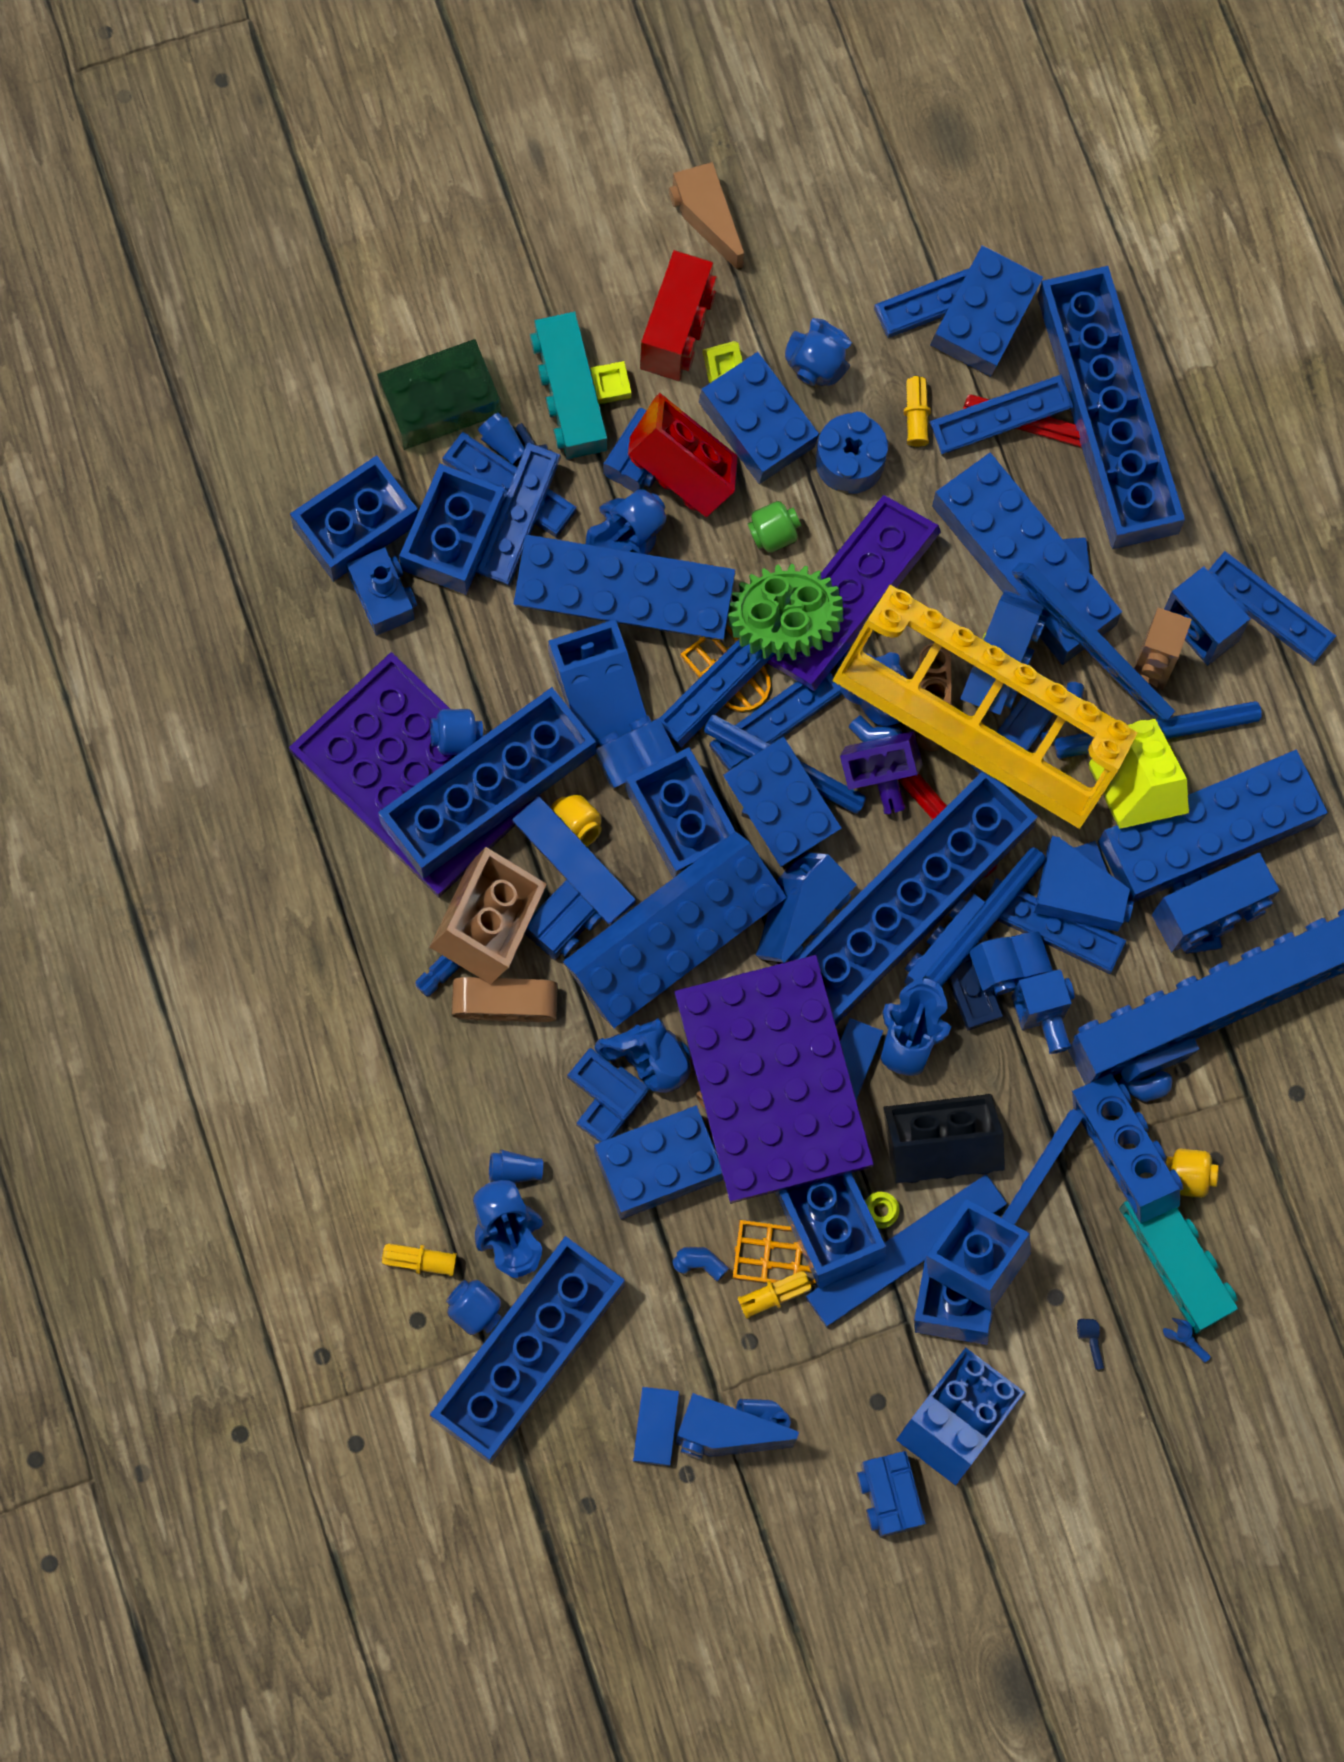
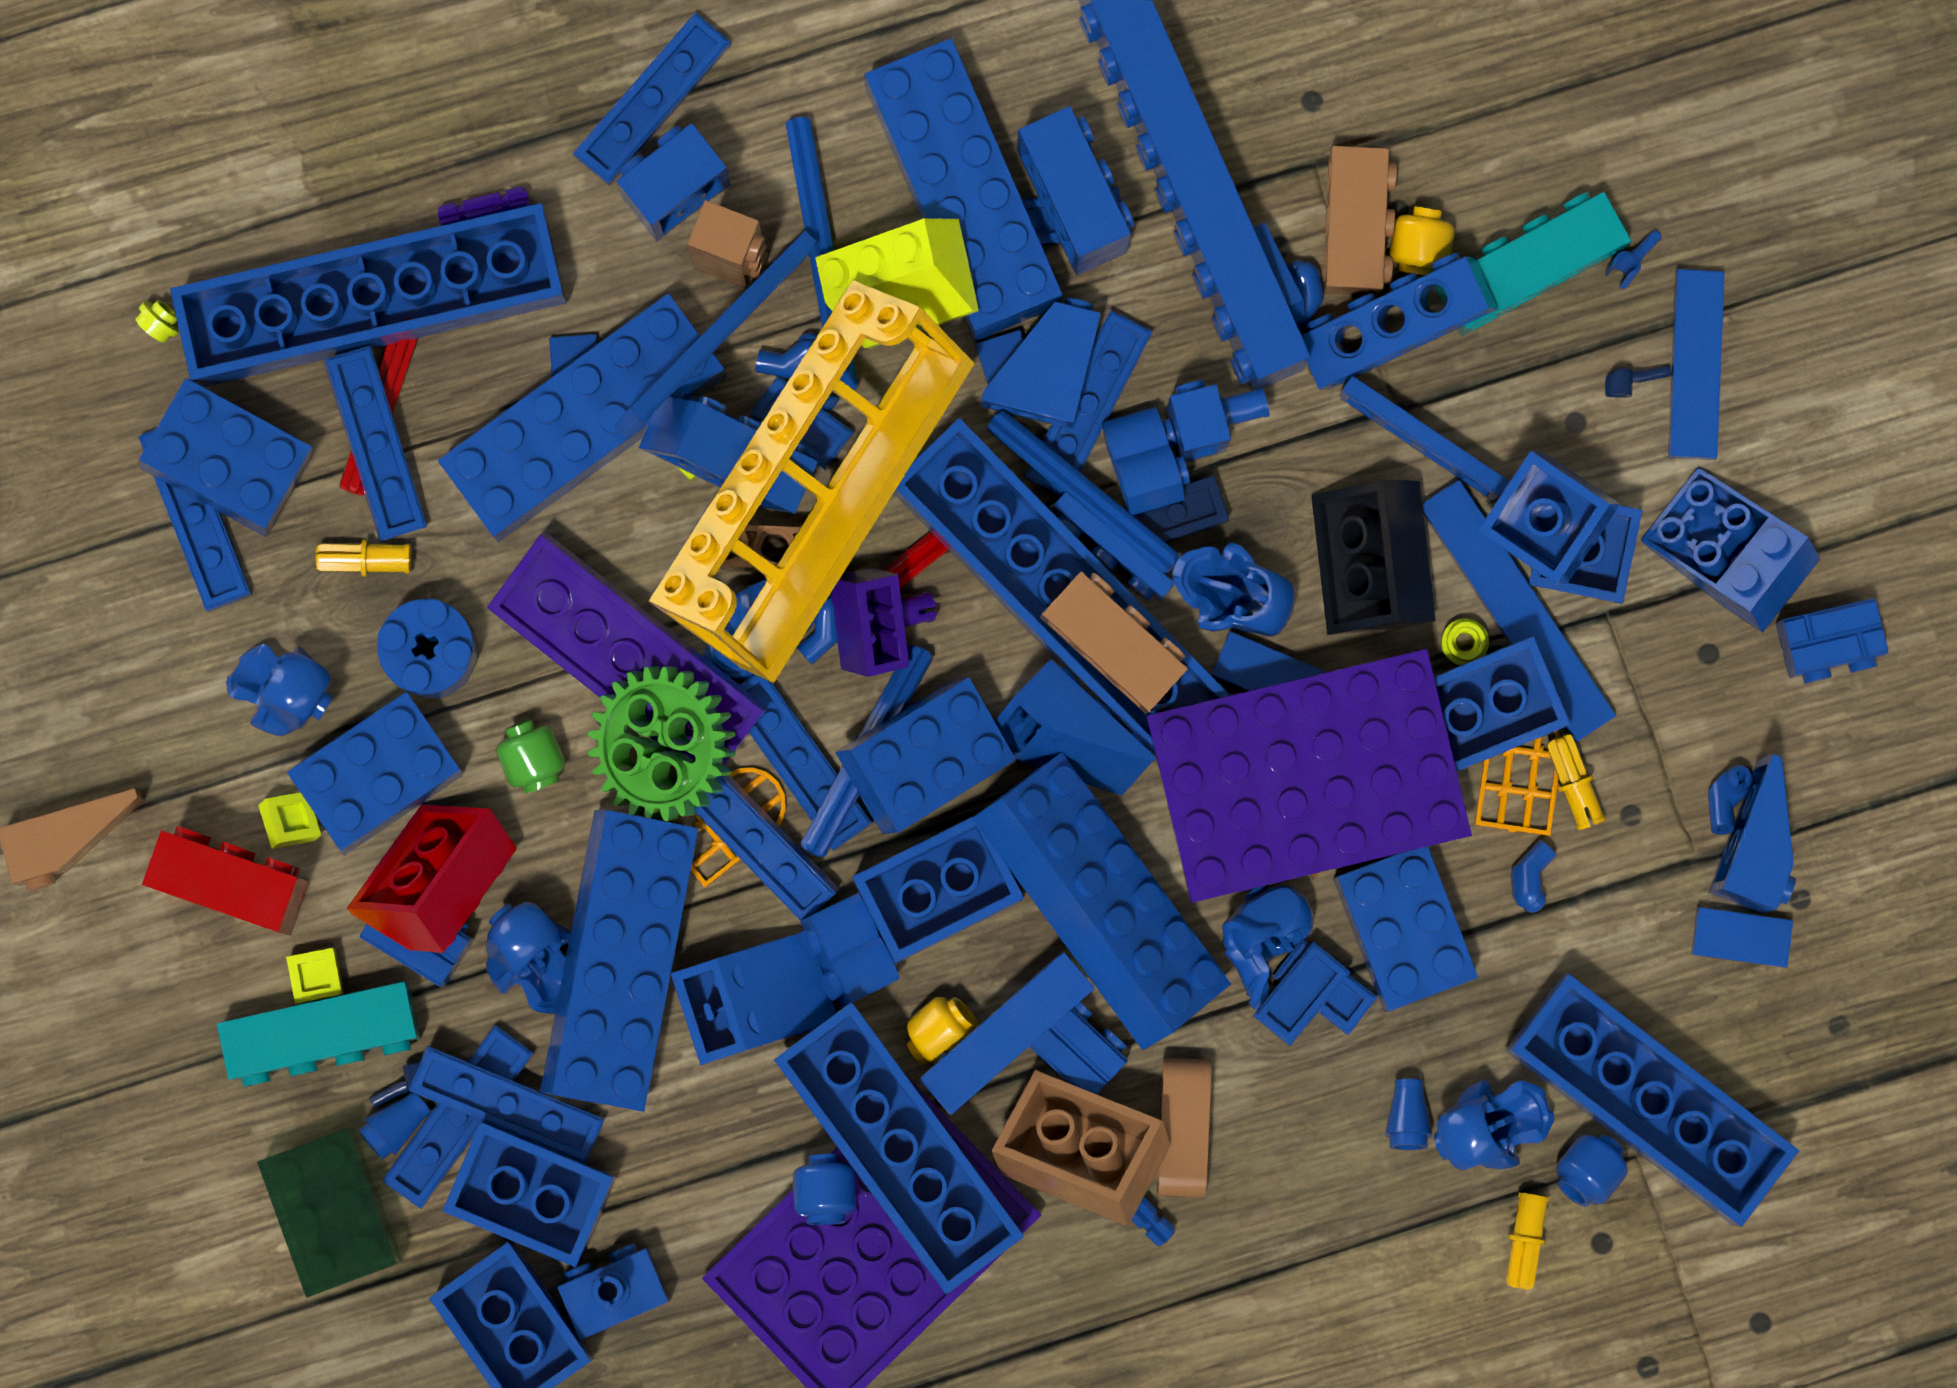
camera: 90 degrees left, 10 degrees up
(871, 929) = (1115, 641): none -> medium nougat brick
(1084, 261) = (158, 320): none -> neon yellow plate
(1105, 1389) = (1696, 364): none -> blue tile
(1183, 490) = (483, 206): none -> dark purple axle
(1205, 1123) = (1358, 221): none -> medium nougat brick

